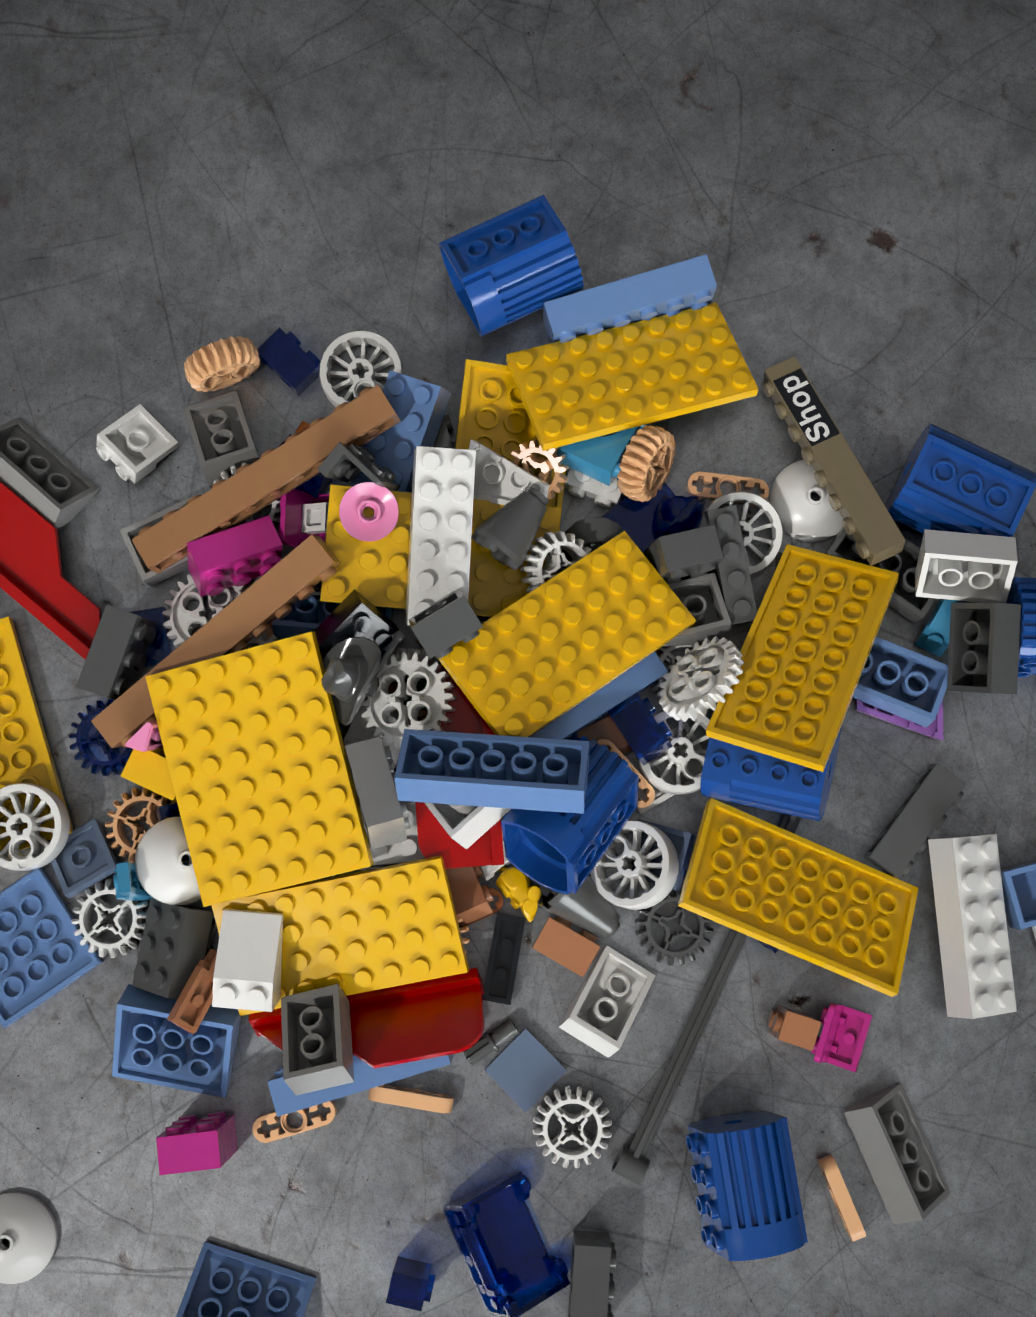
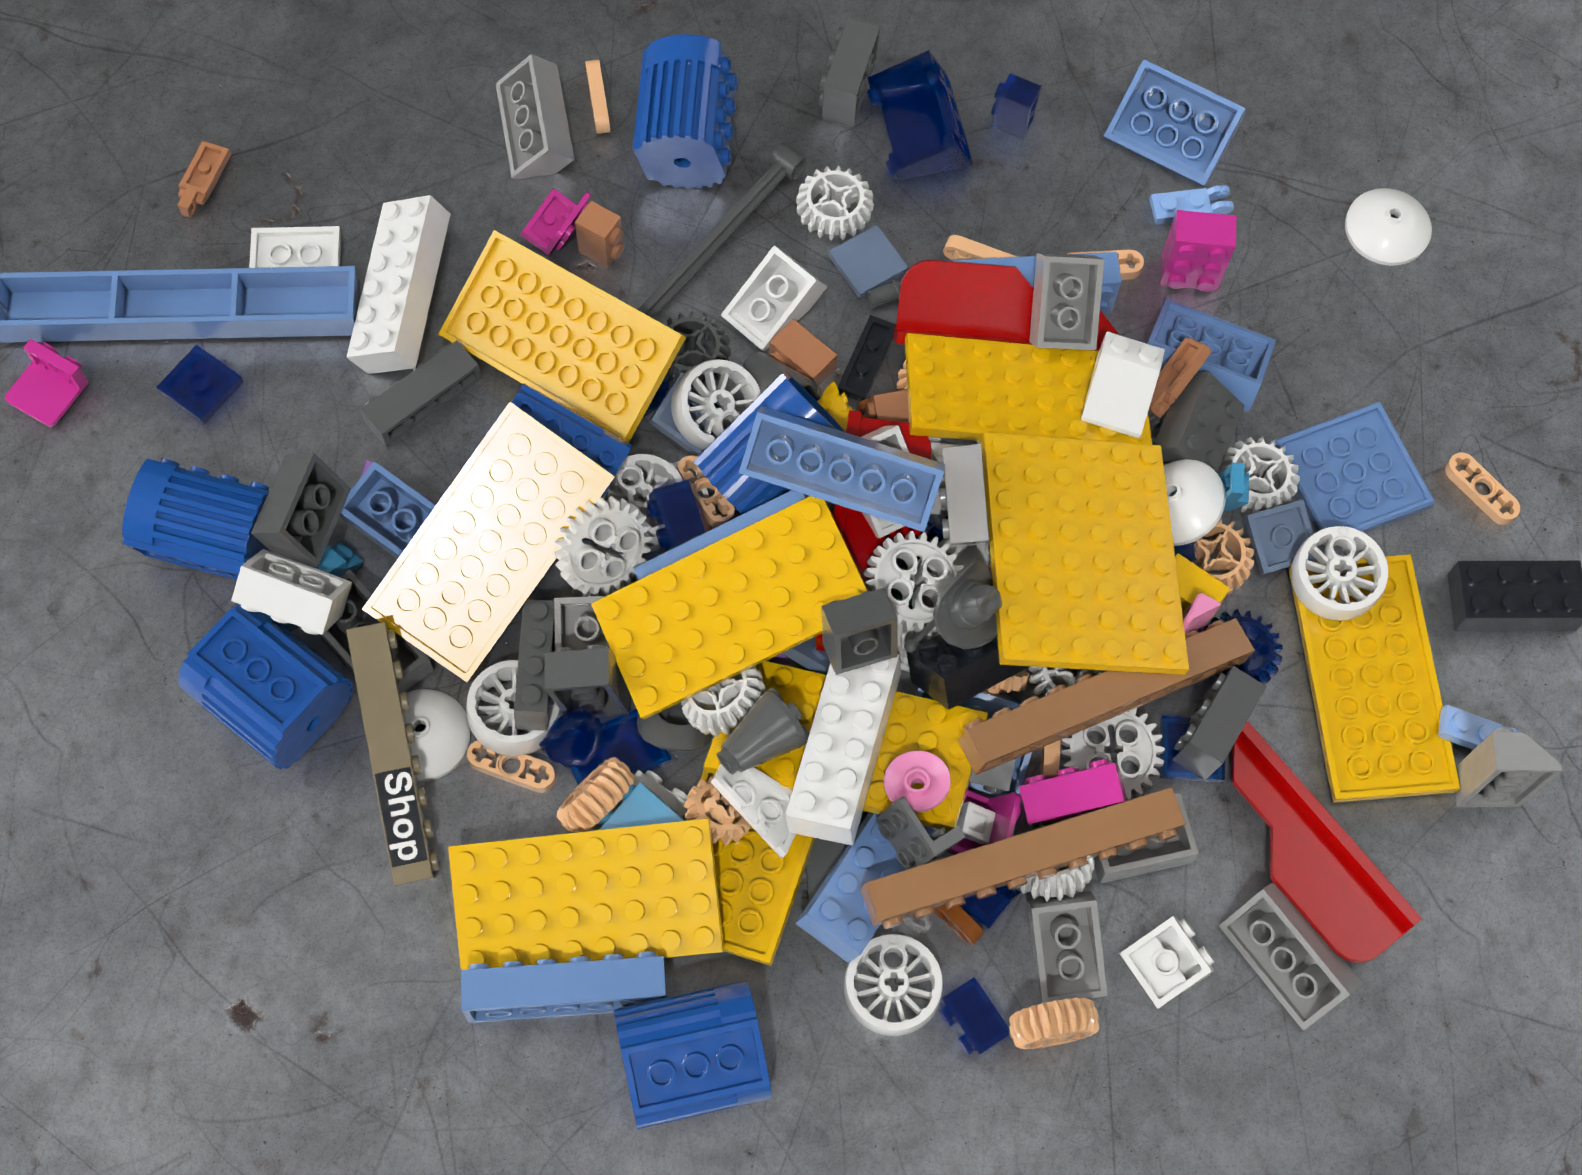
camera: 175 degrees left, 15 degrees down
(218, 1213) = (1198, 200): none -> light blue hinge

